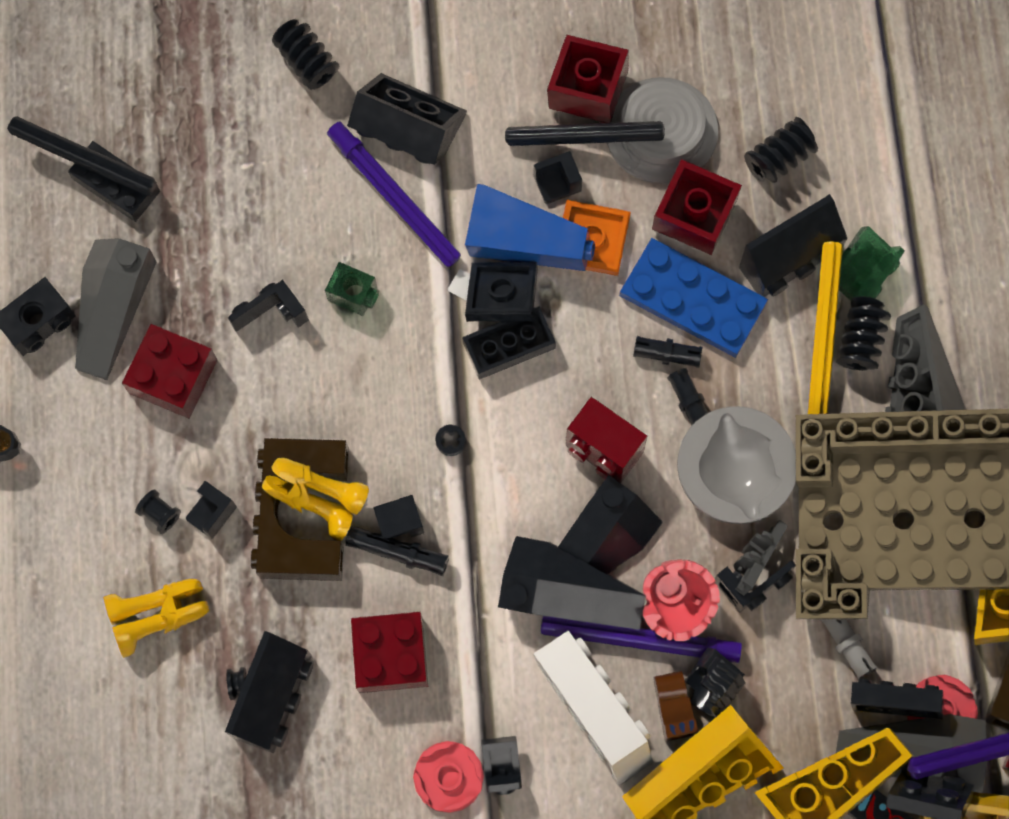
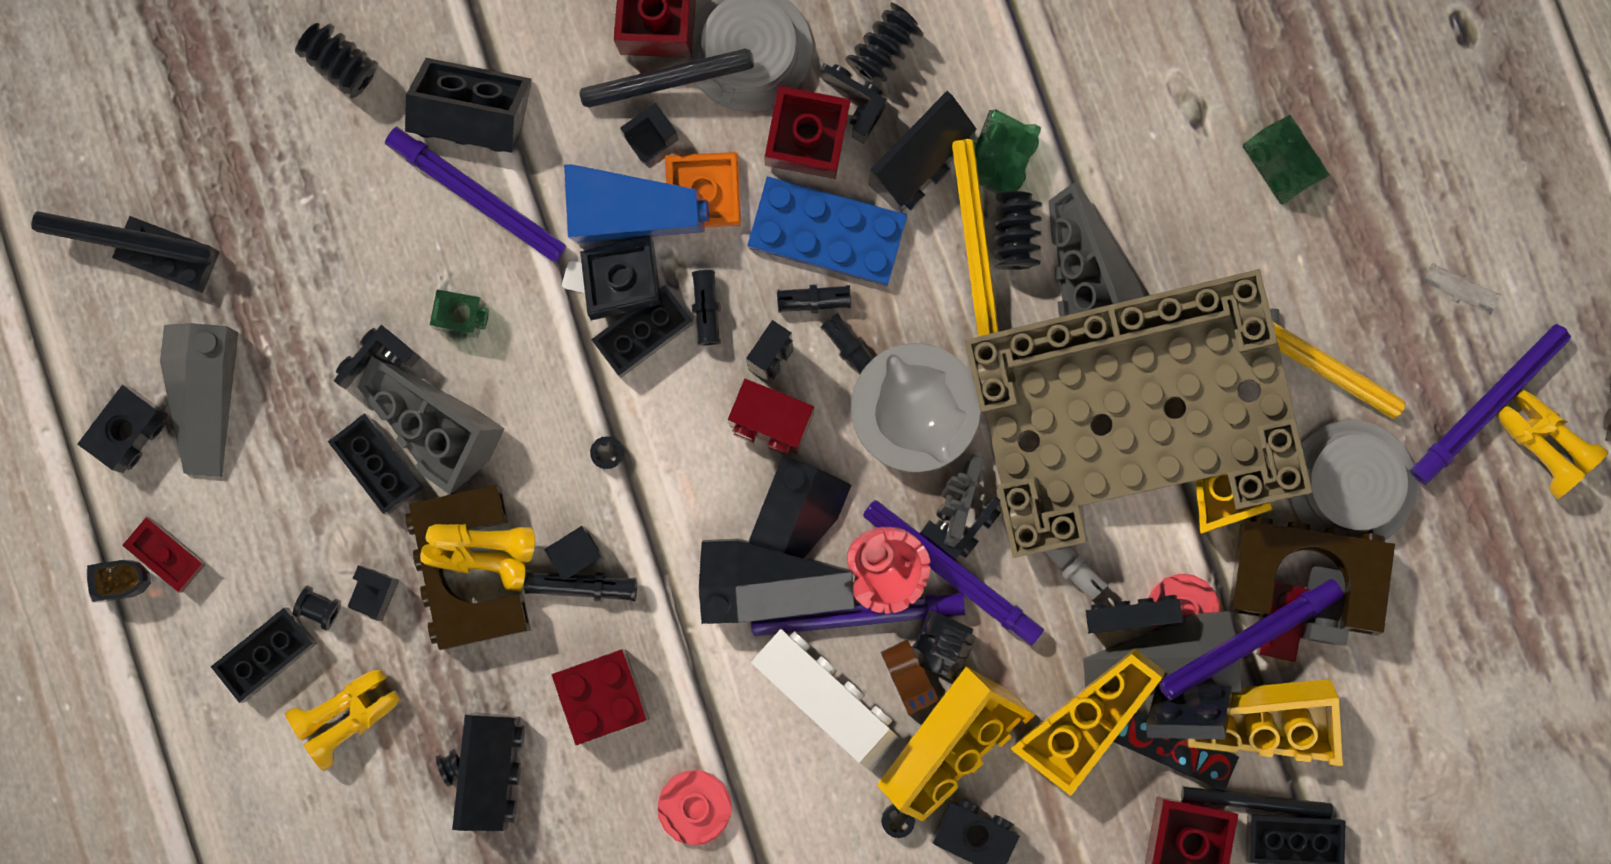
camera: 15 degrees left, 10 degrees up
(37, 432) = (164, 554): none -> dark red plate
(99, 541) = (263, 655): none -> black piece
(169, 371) = (286, 453): dark red brick -> none
(244, 400) = (375, 464): none -> black piece
(307, 384) = (437, 429): none -> dark grey wedge
(501, 765) = (746, 783): black bracket -> none
(570, 336) = (706, 307): none -> black pin
(619, 381) = (769, 351): none -> black piece
(758, 191) = (866, 117): none -> black bracket
(779, 674) = (963, 580): none -> dark purple axle

